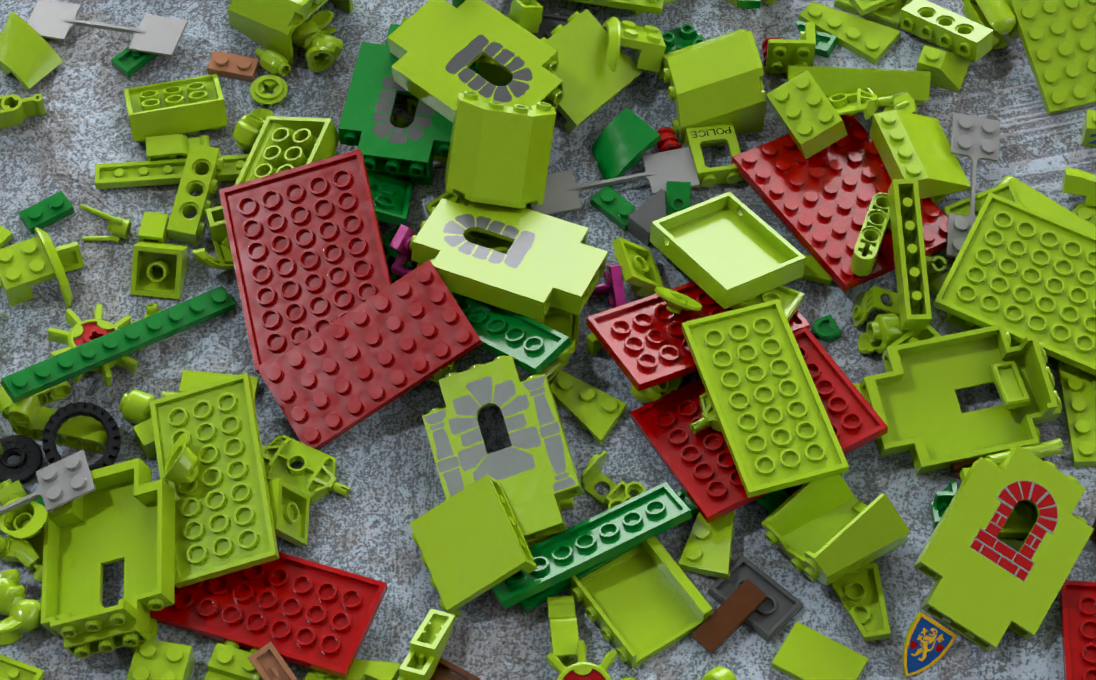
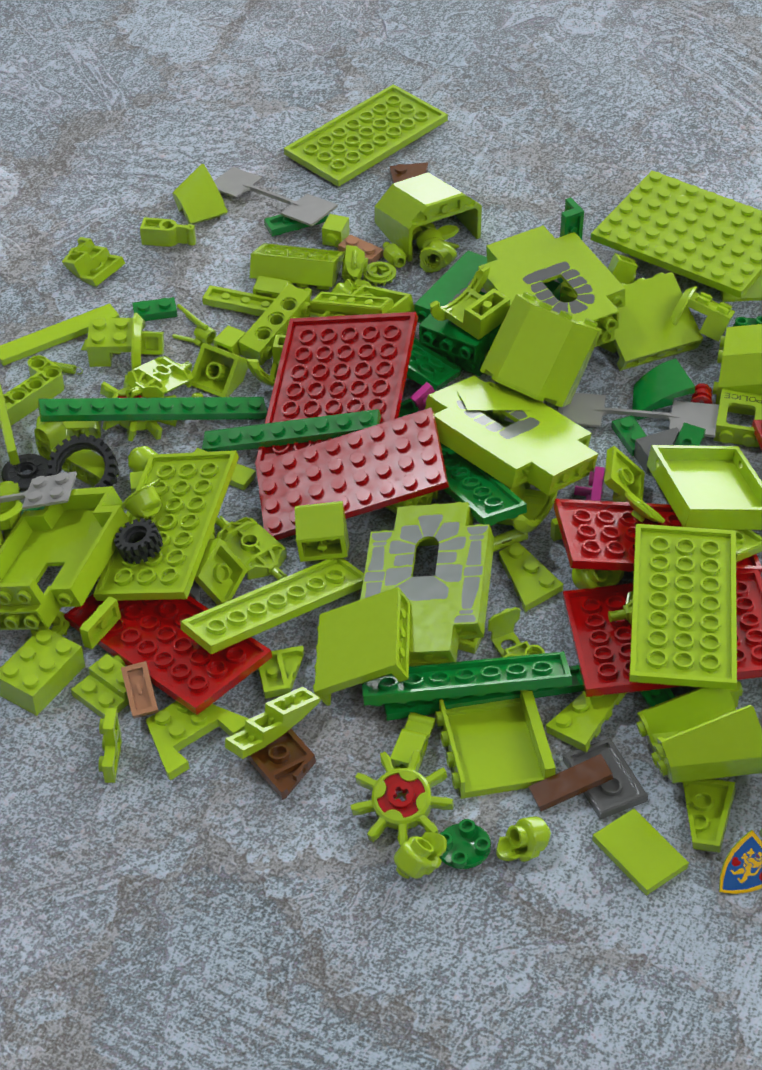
camera: 25 degrees right, 10 degrees down
(102, 312) = (158, 378): none -> lime plate
(187, 502) = (136, 551): none -> black tyre
(196, 51) = (335, 230): none -> lime brick
(198, 606) = (100, 622): none -> lime plate
(239, 92) = (353, 263): none -> lime hand
(271, 147) = (351, 303): none -> lime tile
(278, 324) = (289, 431): none -> green plate
(362, 529) = (273, 604): none -> lime plate
(368, 430) = (321, 531): none -> lime slope
(399, 600) = (281, 671): none -> lime wing
(410, 122) = (473, 311): none -> lime piece
(477, 223) = (493, 399): none -> lime sticker

